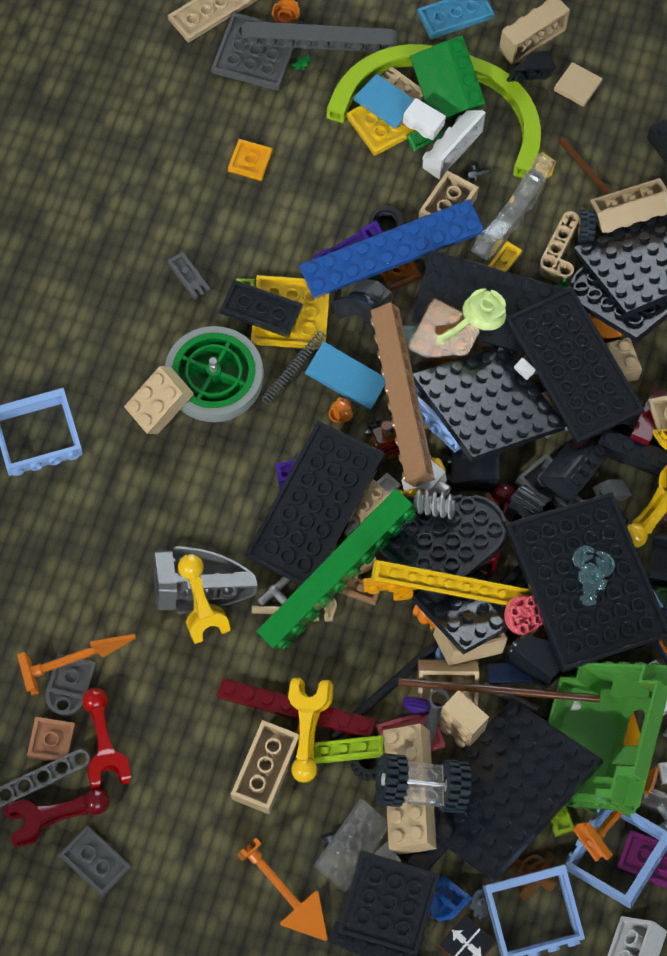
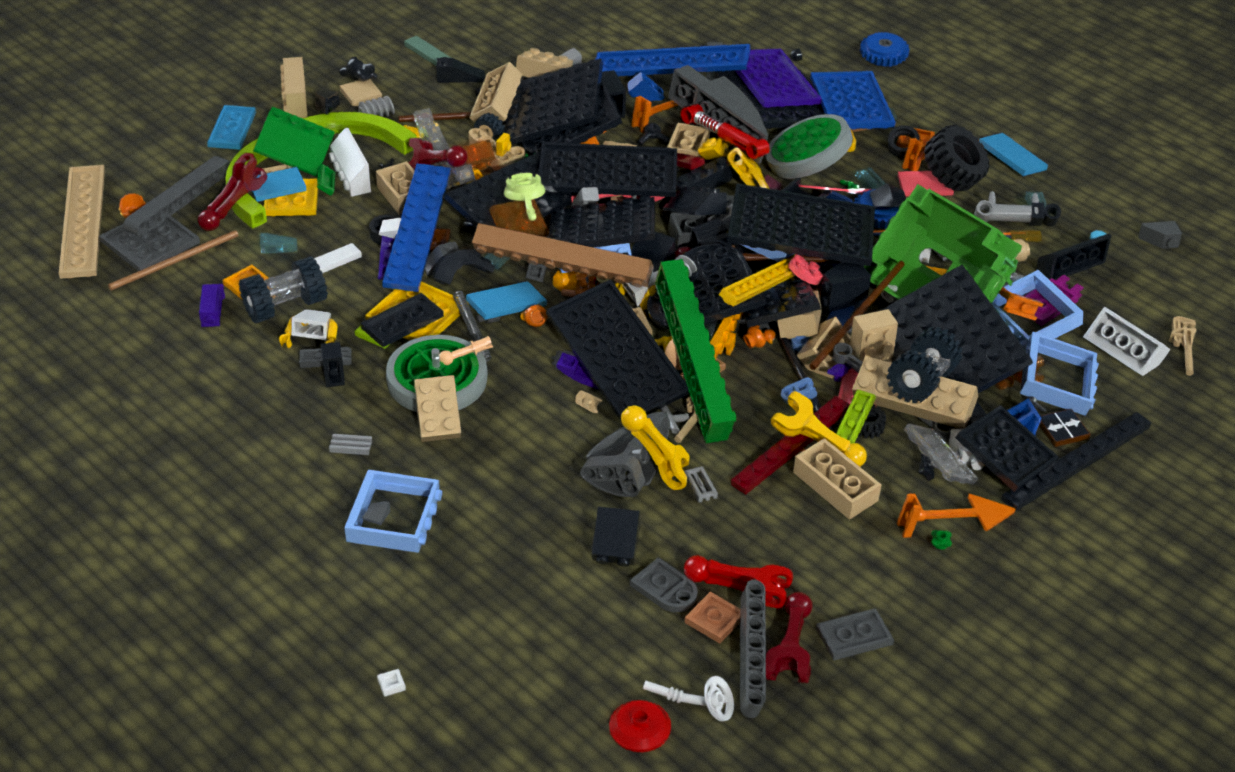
camera: 60 degrees left, 25 degrees down
(16, 423) = (377, 512): none -> dark grey slope
(93, 343) = (350, 444): none -> light grey tile
(96, 618) = (616, 536): none -> black slope
(102, 647) = (638, 604): orange piece -> none
(172, 288) = (332, 364): none -> black brick
(198, 150) = (211, 304): none -> dark purple window
(212, 660) = (703, 494): none -> light grey tile
(216, 245) = (310, 325): none -> white torso
(220, 181) = (261, 295): none -> black plate
(228, 371) = (447, 357): none -> light nougat pin
(245, 86) = (170, 261): none -> medium nougat piece
(245, 894) = (941, 539): none -> green plate
(255, 513) = (588, 401): none -> tan piece
(301, 62) = (188, 219): green plant -> none
(313, 150) = (275, 243): none -> clear light blue slope
(322, 206) = (338, 257): none -> white tile
(349, 76) = (239, 184): none -> dark red piece
(365, 679) = (805, 384): none -> medium blue plate
(371, 228) = (390, 227): none -> white slope
(423, 119) = (317, 164): white brick -> none
(494, 203) = (424, 154): none -> dark red piece
(527, 237) = (480, 154): none -> clear orange brick
(555, 113) = (378, 106): none -> light grey piece
(557, 253) = (503, 144): none -> yellow plate
(590, 574) = (801, 211): clear light blue animal -> none
(604, 63) = (358, 70): none -> black piece

